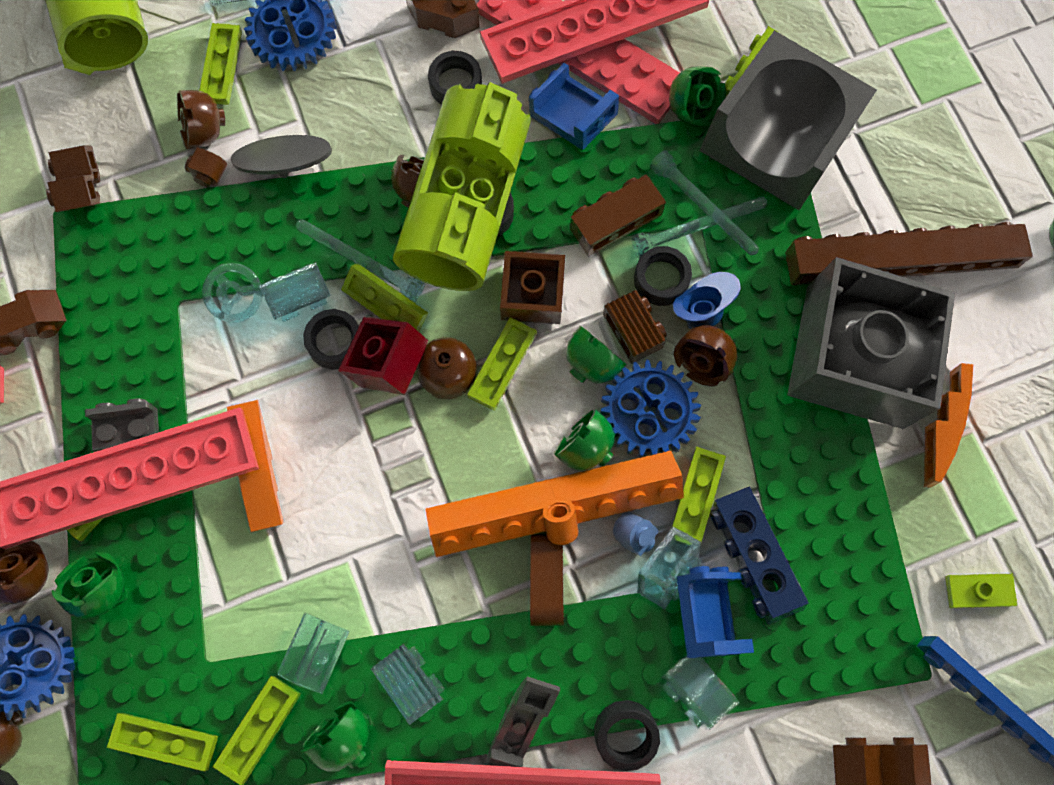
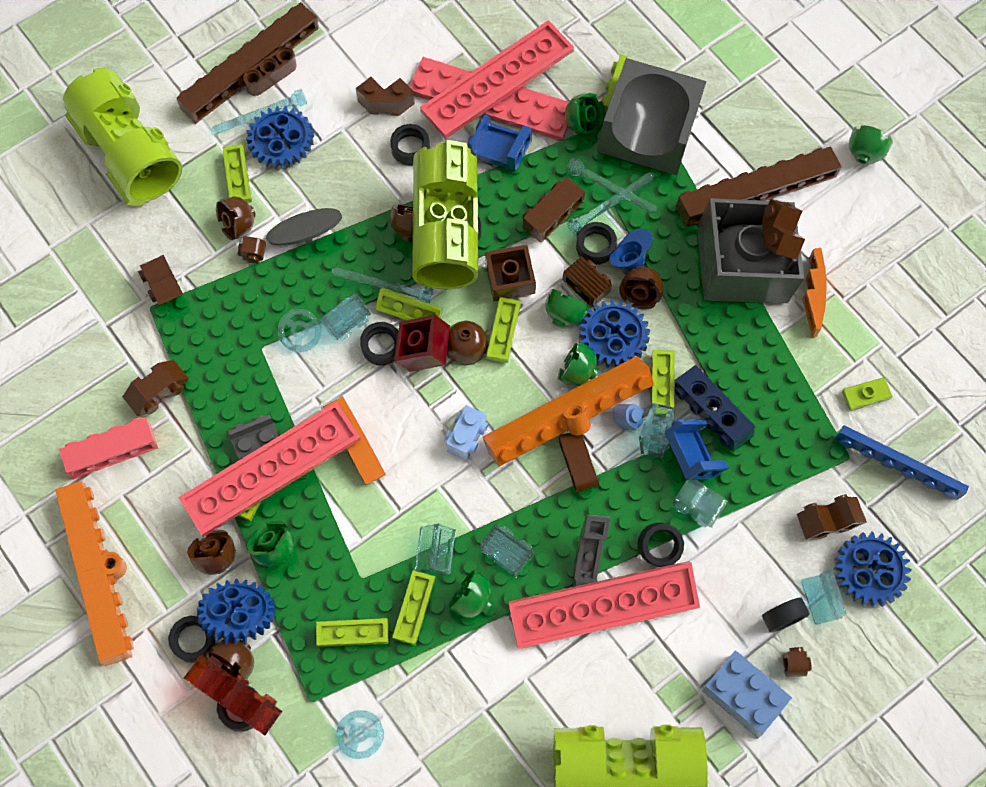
camera: 15 degrees left, 5 degrees down
(406, 495) = (464, 436): none -> light blue brick
(922, 328) = (779, 227): none -> reddish brown brick

